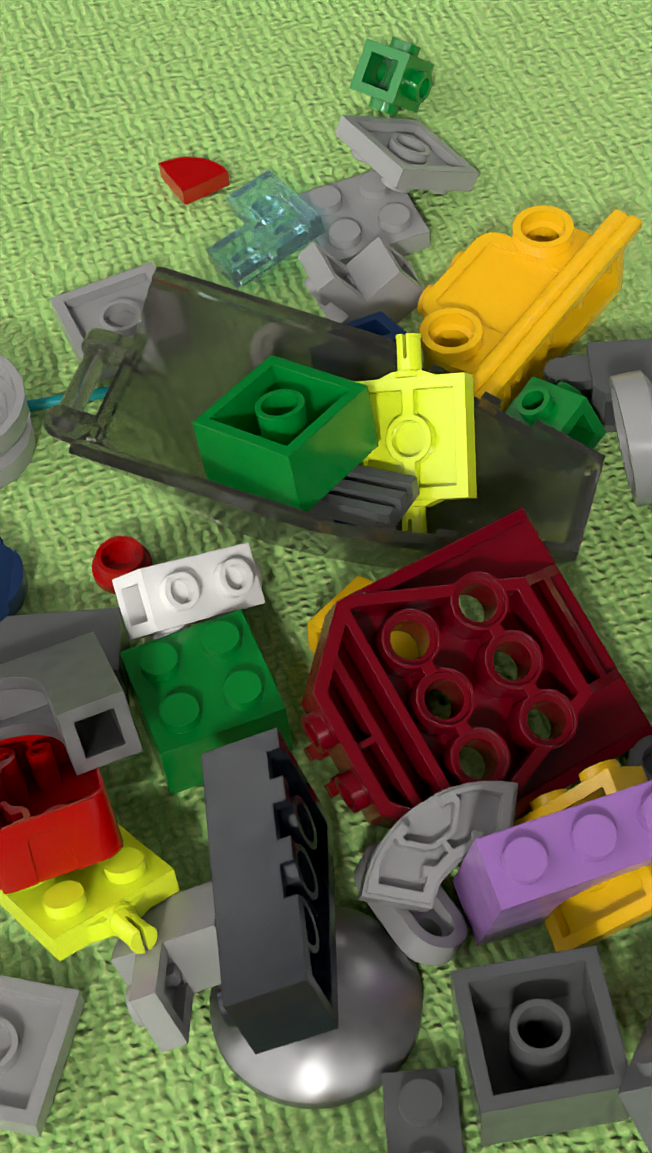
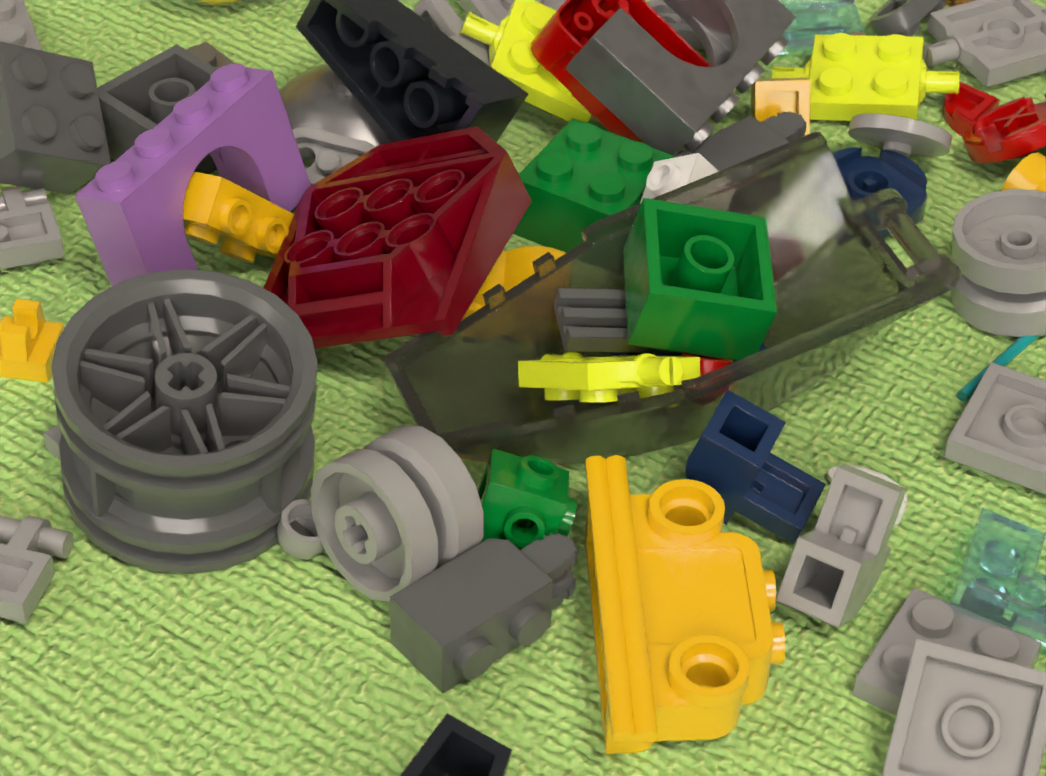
camera: 135 degrees right, 10 degrees down
(433, 841) = (328, 157): light grey tile -> none

